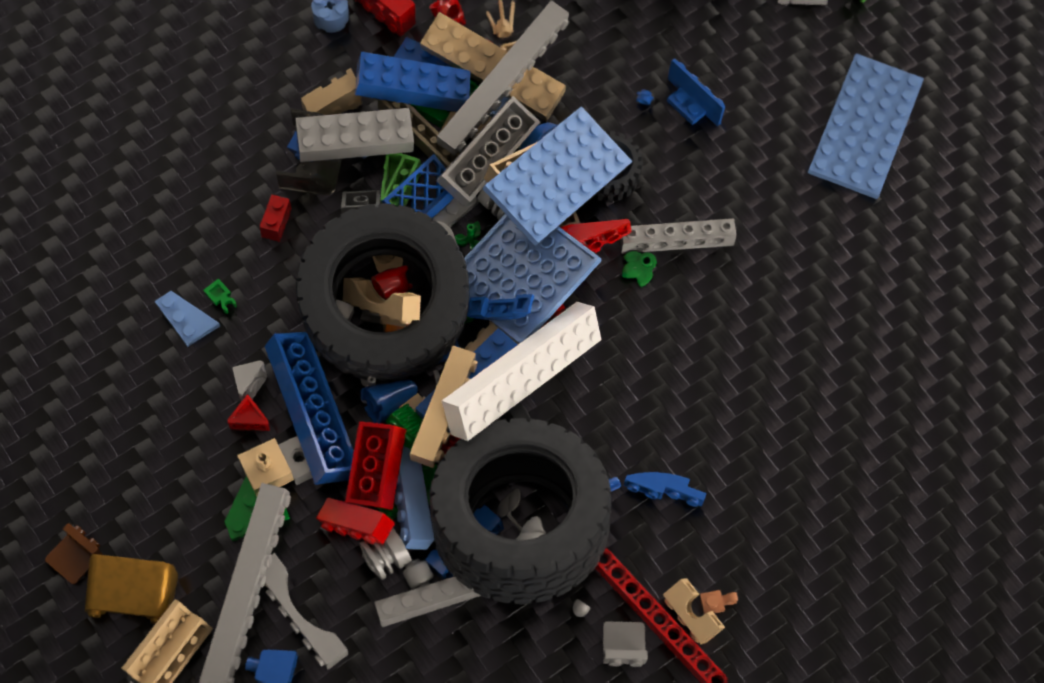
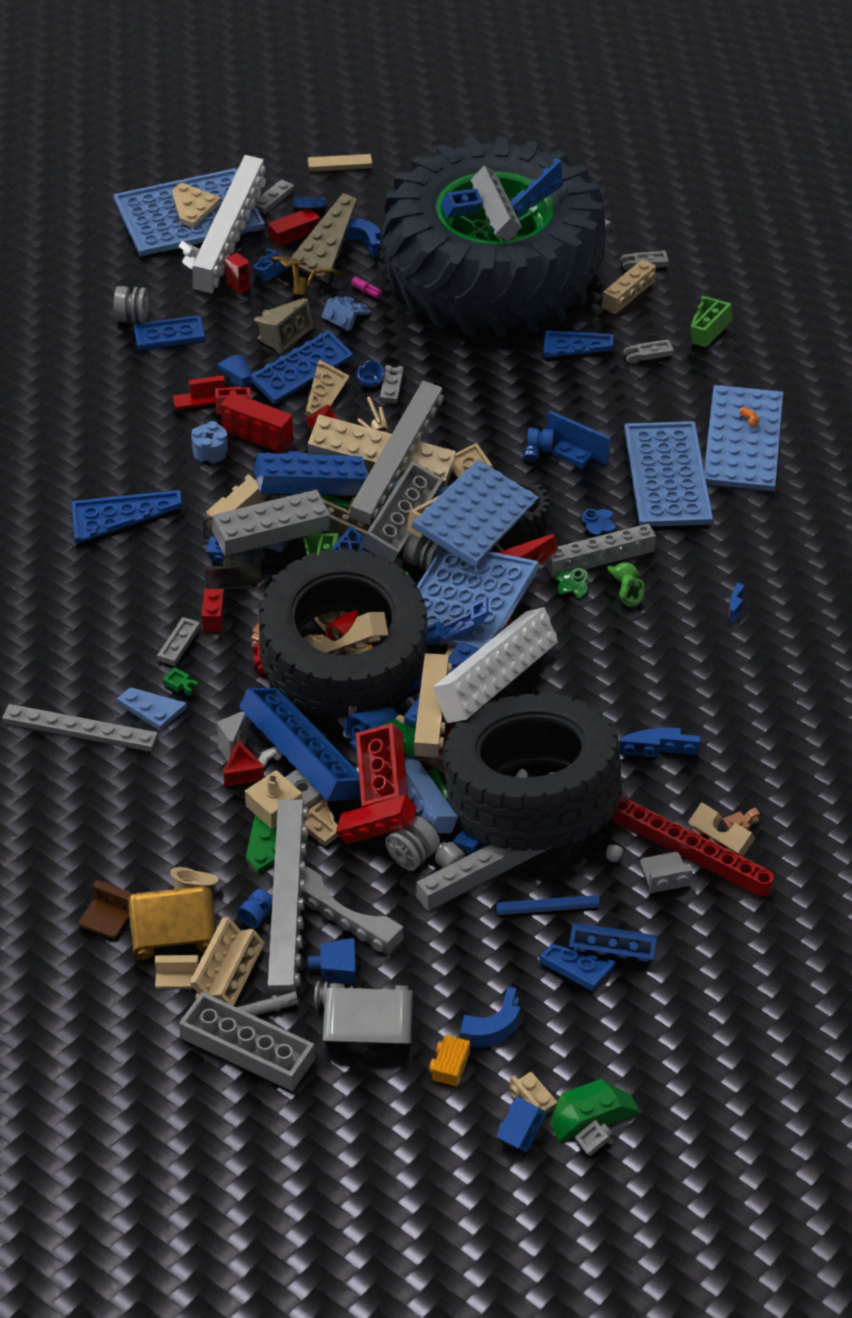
camera: 10 degrees left, 20 degrees down
(111, 326) = (80, 727): none -> light grey plate
(119, 641) = (175, 971): none -> tan panel
(163, 539) = (190, 878): none -> tan piece
(212, 74) = (109, 514): none -> blue wing
(214, 588) = (256, 908): none -> blue wheel
(232, 246) = (178, 641): none -> light grey plate
(276, 407) = (268, 754): none -> white arm
(306, 500) = (321, 823): none -> tan wing
(498, 652) = (552, 904): none -> blue axle
(579, 93) = (467, 457): none -> tan plate
(658, 83) = (540, 439): none -> blue wheel
(689, 199) = (598, 521): none -> blue plate
(693, 294) = (631, 588): none -> bright green animal
(774, 155) = (668, 474): none -> medium blue plate
(793, 335) = (736, 602): none -> blue slope
(881, 105) = (751, 415): none -> orange arm

